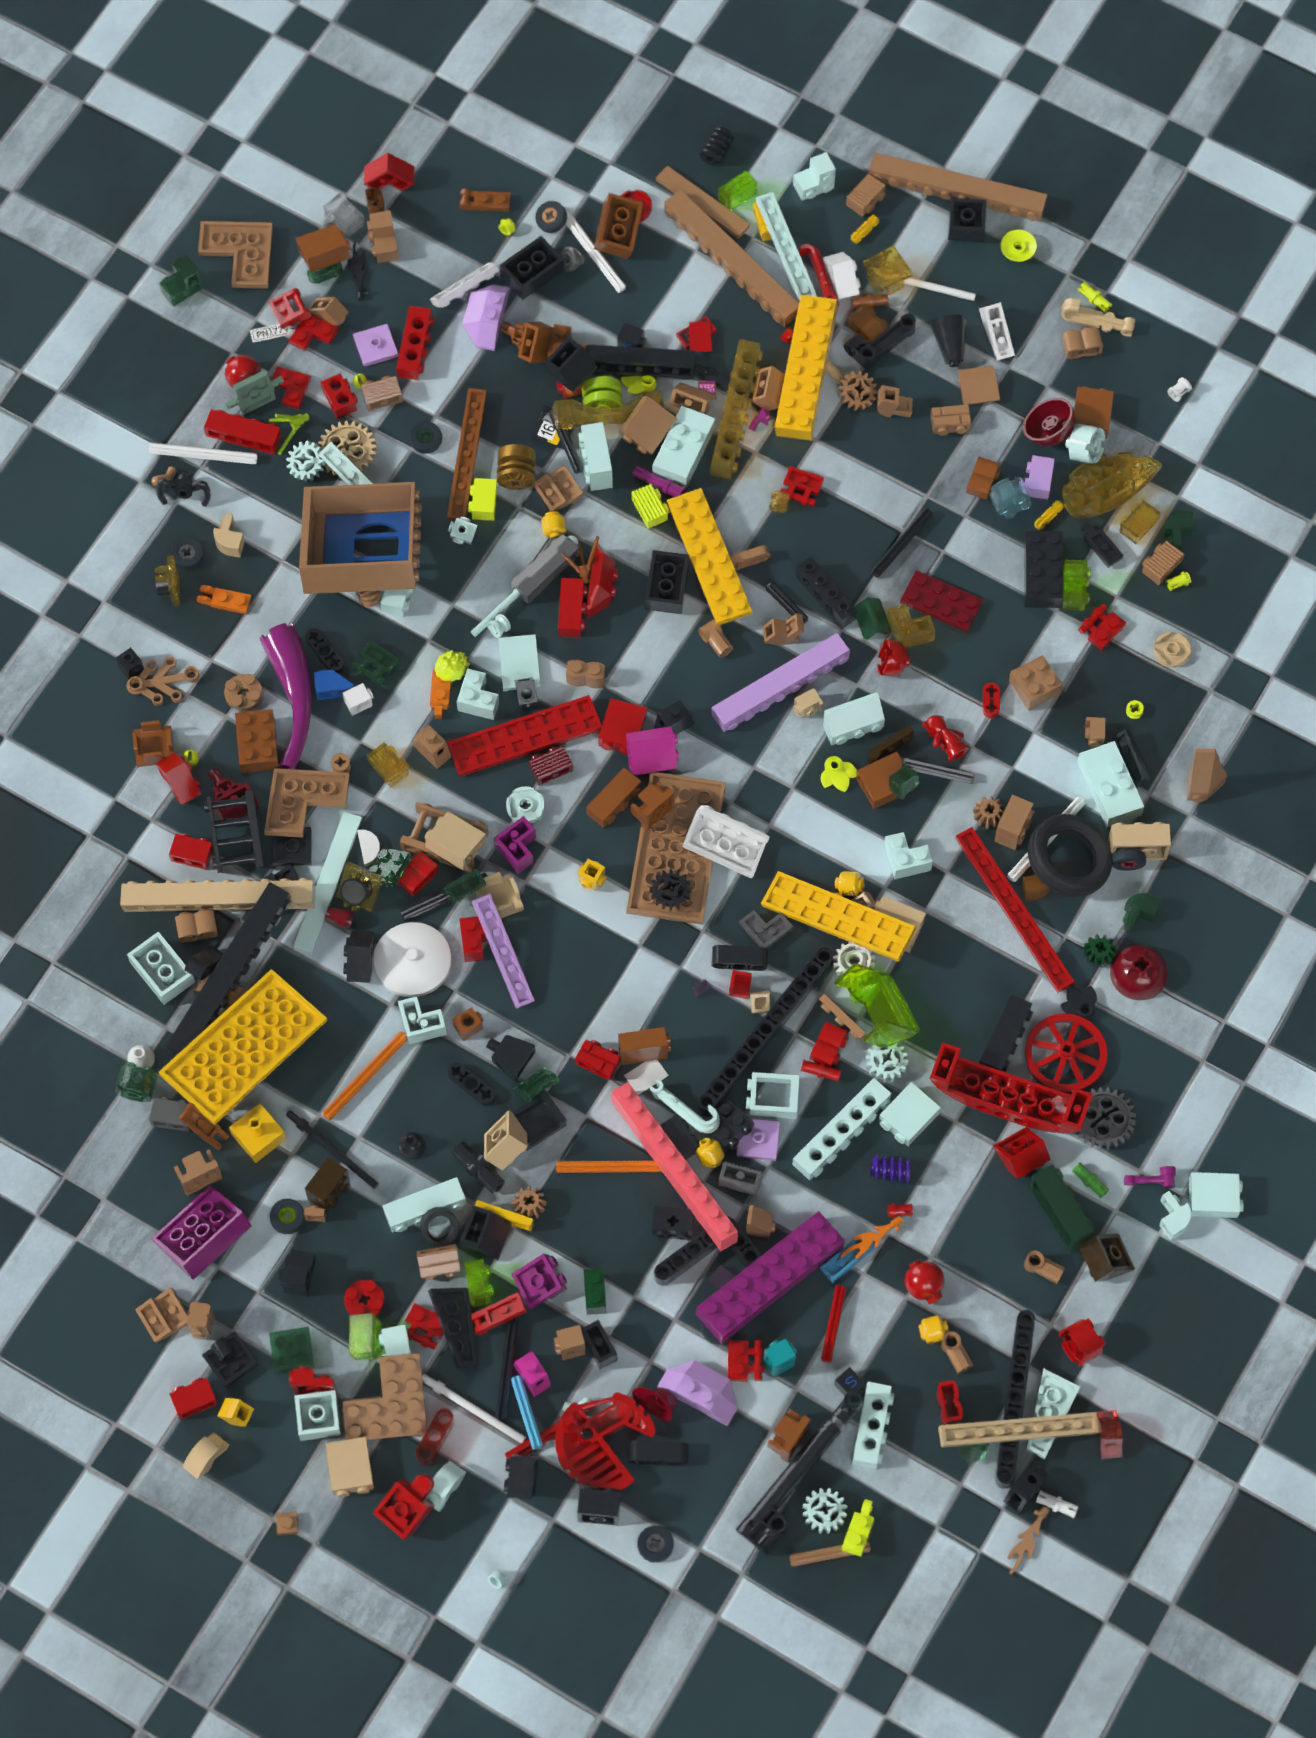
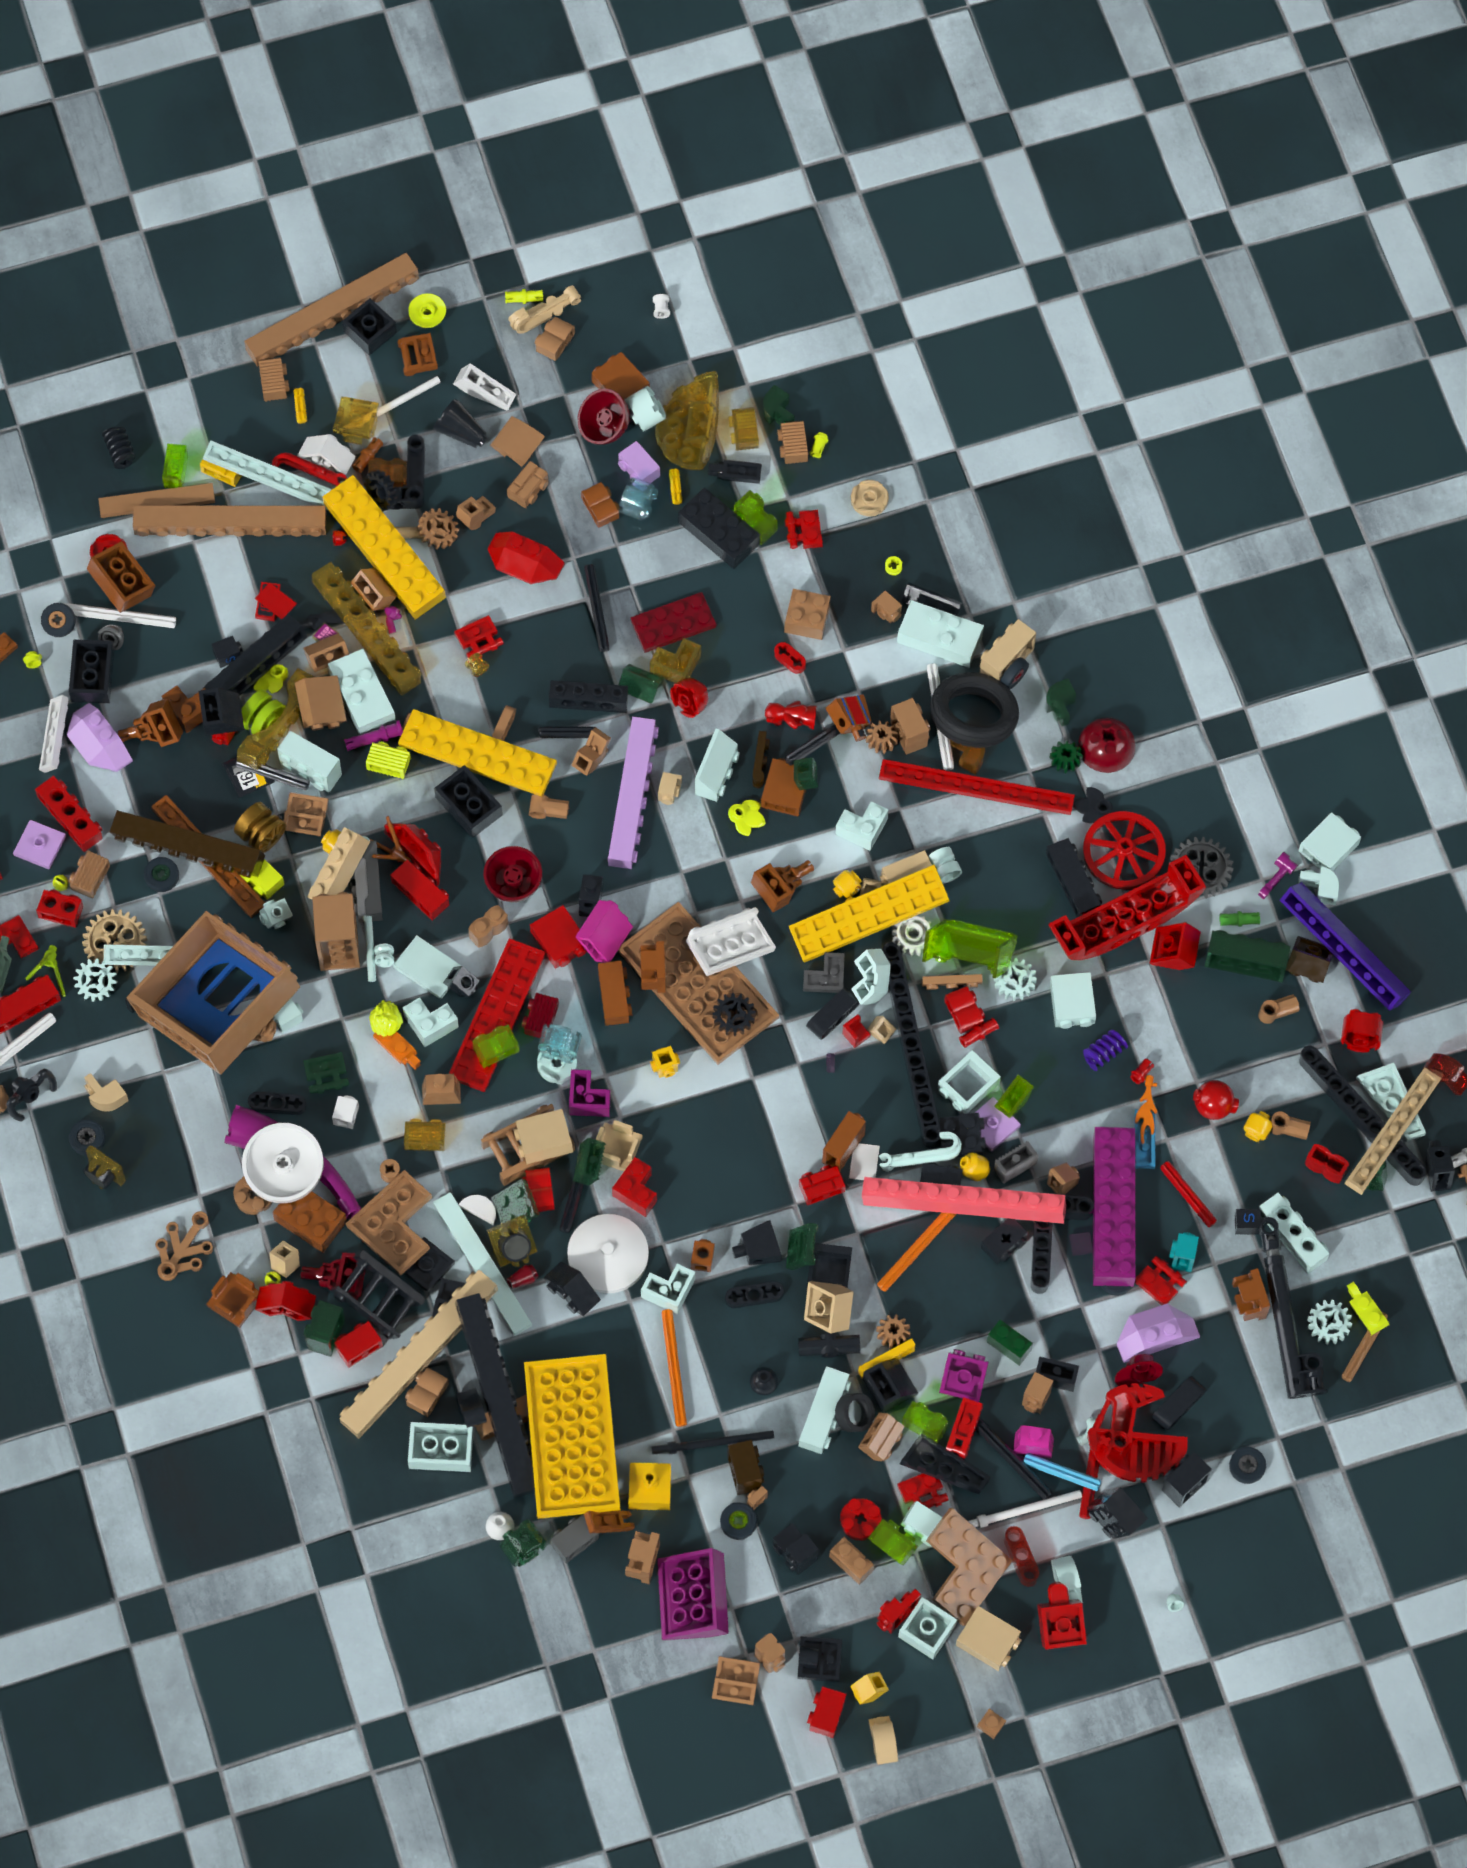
camera: 50 degrees left, 0 degrees up
(129, 663) = (145, 1259): black brick -> none
(180, 817) = (324, 1328): none -> clear green brick
(209, 750) = (284, 1259): none -> tan brick
(225, 599) = (157, 1141): orange hinge -> none
(273, 687) = (282, 1163): none -> white dish
(291, 1349) = (853, 1606): clear green plate -> none
(324, 1319) = (851, 1560): none -> medium nougat brick
(330, 684) = (315, 1119): blue slope -> none
(459, 432) = (187, 844): none -> dark brown brick
(479, 576) = (336, 931): none -> medium nougat brick
(496, 752) = (495, 1045): none -> clear neon green brick
(503, 951) = (669, 1178): lavender tile -> none
(532, 541) = (340, 864): none -> tan brick
(535, 791) = (559, 1043): none -> clear light blue brick
(633, 647) = (510, 865): none -> dark red piece
(790, 1136) = (1015, 1096): none -> clear neon green slope
(792, 960) = (876, 973): none -> light aqua brick
(806, 838) = (779, 883): none -> dark orange brick
(813, 1168) = (1042, 1105): light aqua brick -> none
(816, 179) = (223, 401): light aqua brick -> none
(846, 328) = (381, 489): none -> black gear
(891, 465) = (524, 558): none -> red wedge
(930, 936) = (945, 864): none -> light aqua wheel
(983, 776) = (850, 715): none -> dark orange torso
(984, 271) = (424, 354): none -> dark orange plate
(1140, 1274) = (1345, 946): none -> dark purple brick
(1205, 775) = (999, 564): medium nougat wedge -> none

